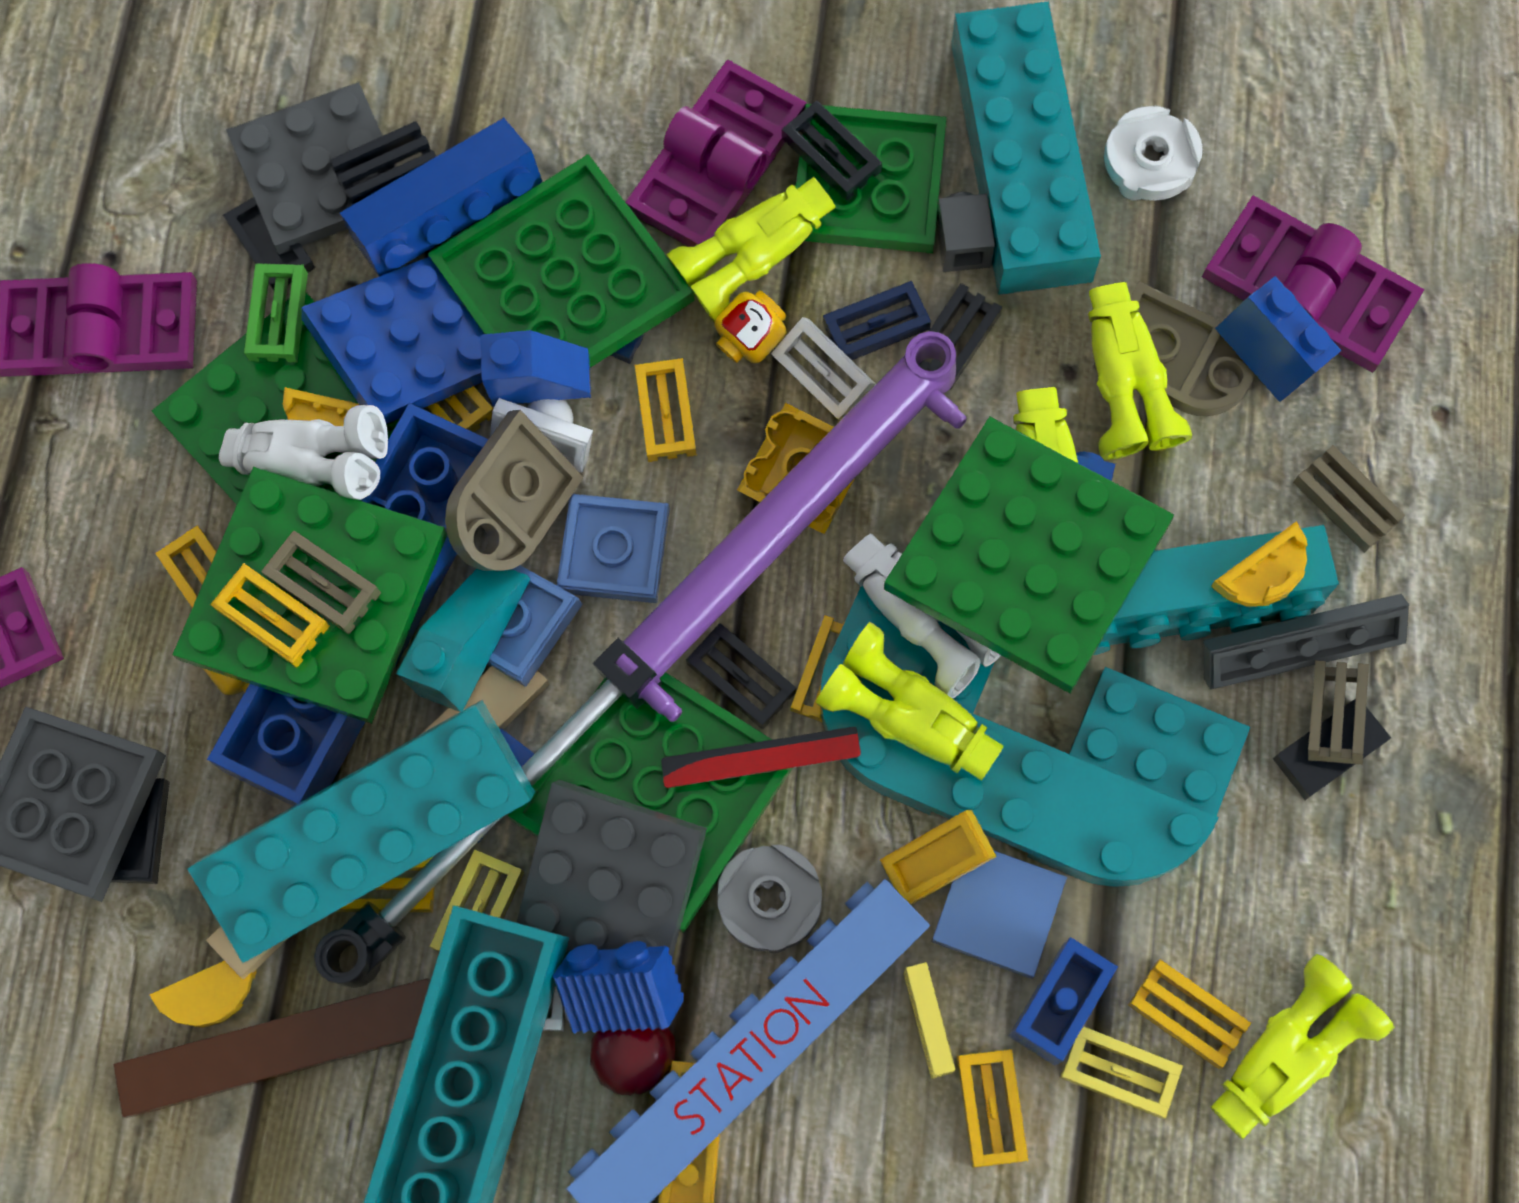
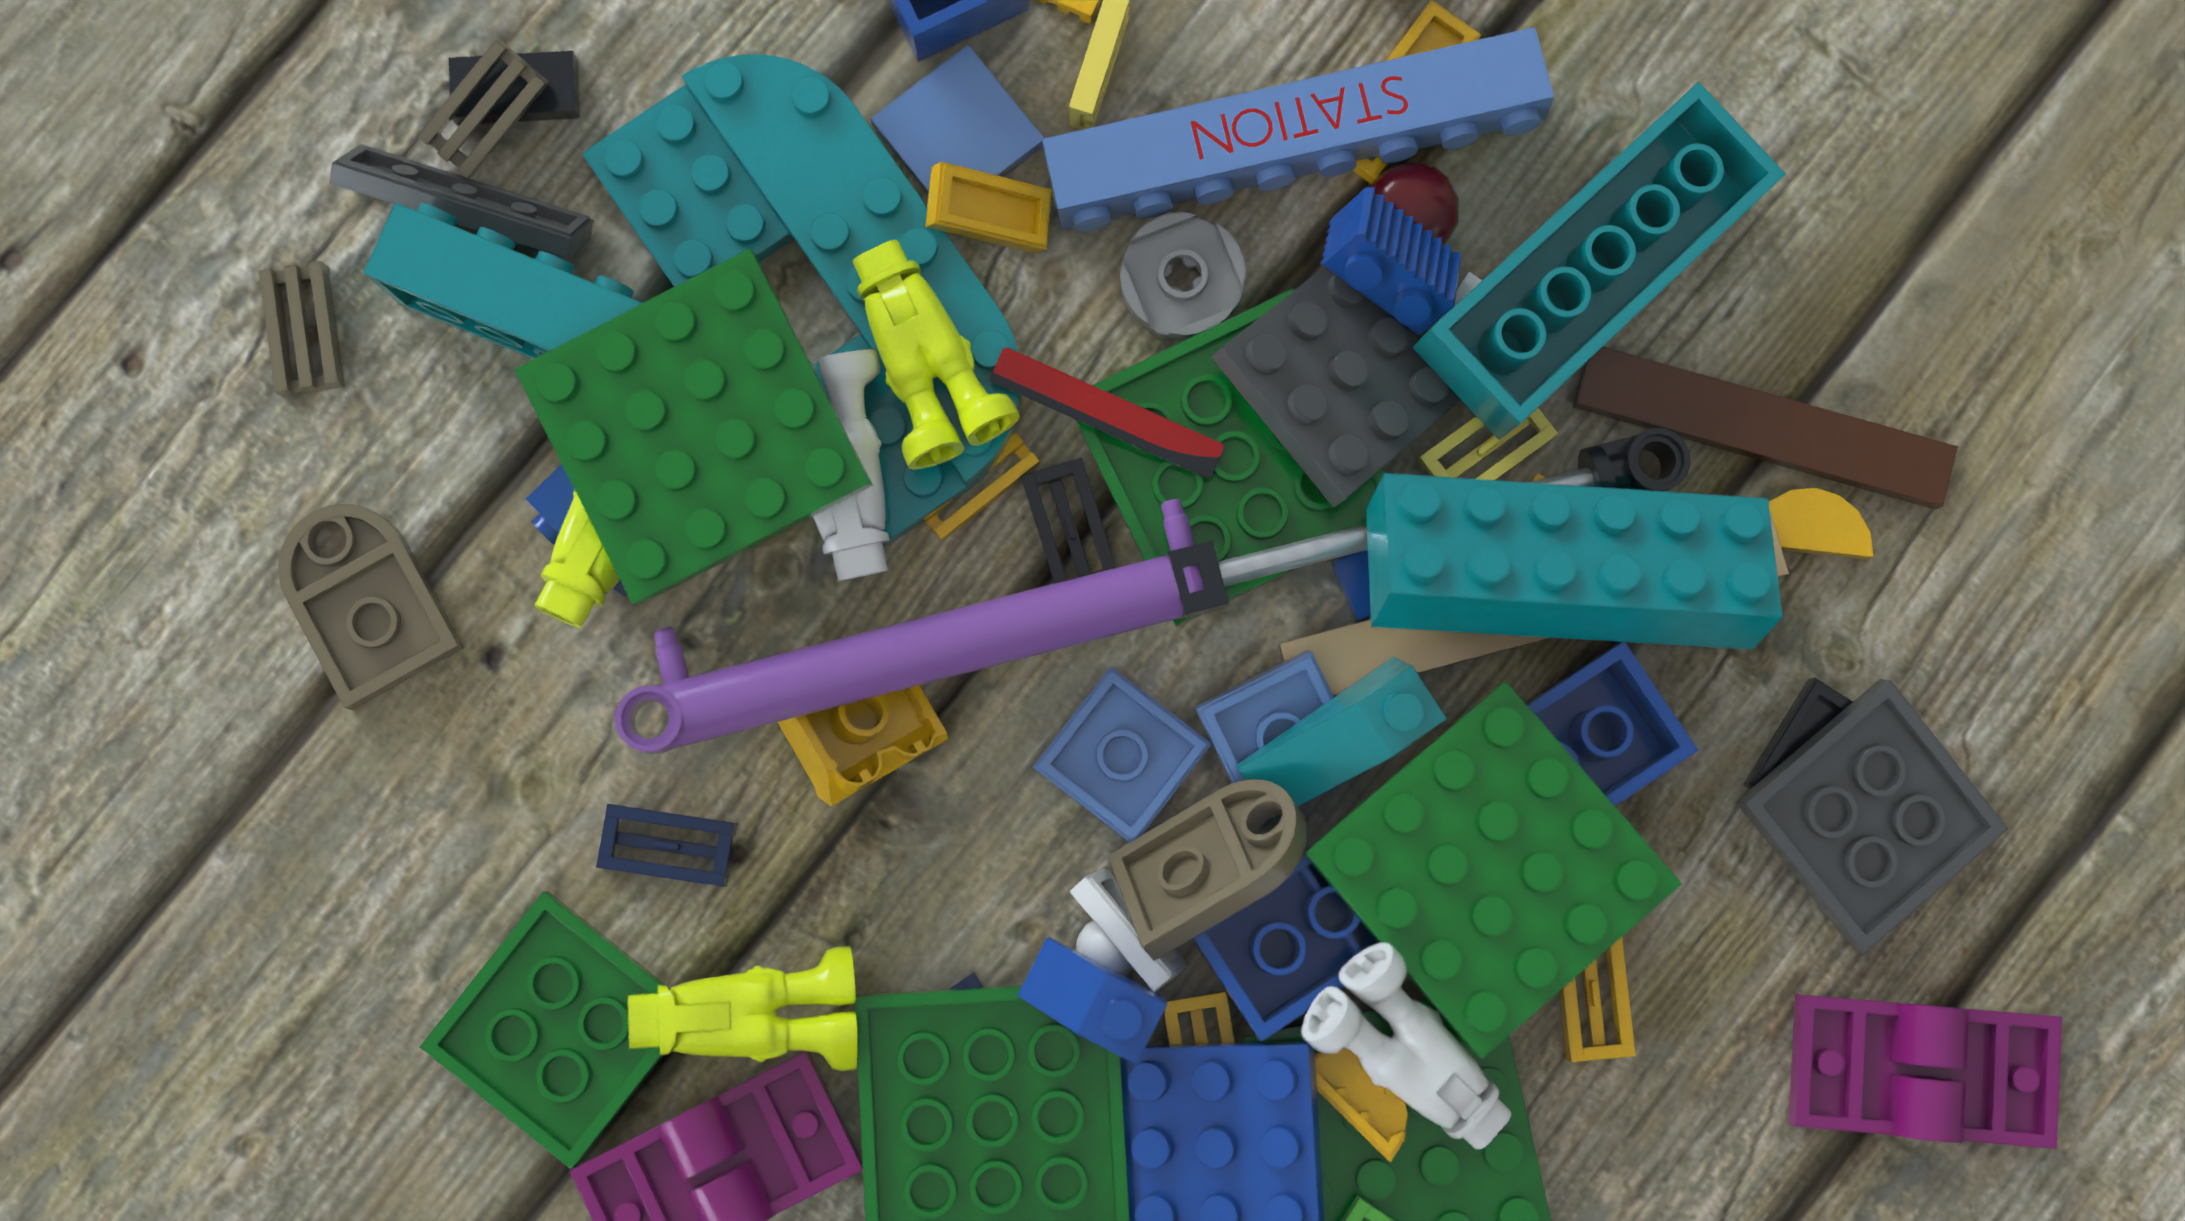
camera: 155 degrees left, 10 degrees up
(304, 640) = (1531, 868): yellow tile -> none
(355, 607) = (1502, 912): dark tan tile -> none
(670, 447) = (947, 935): yellow tile -> none
(750, 327) = (815, 917): head -> none
(852, 395) = (740, 824): white tile -> none
(857, 178) = (557, 1088): black tile -> none
(965, 232) = (495, 888): dark grey brick -> none
(975, 305) = (540, 796): black tile -> none
(1025, 147) = (354, 955): teal brick -> none
(1127, 362) = (432, 608): neon yellow piece -> none
(1145, 178) = (183, 874): white plate -> none
(1268, 572) = (458, 254): yellow tile -> none
(1277, 338) = (247, 533): blue brick -> none
(1323, 268) = (155, 587): magenta plate -> none

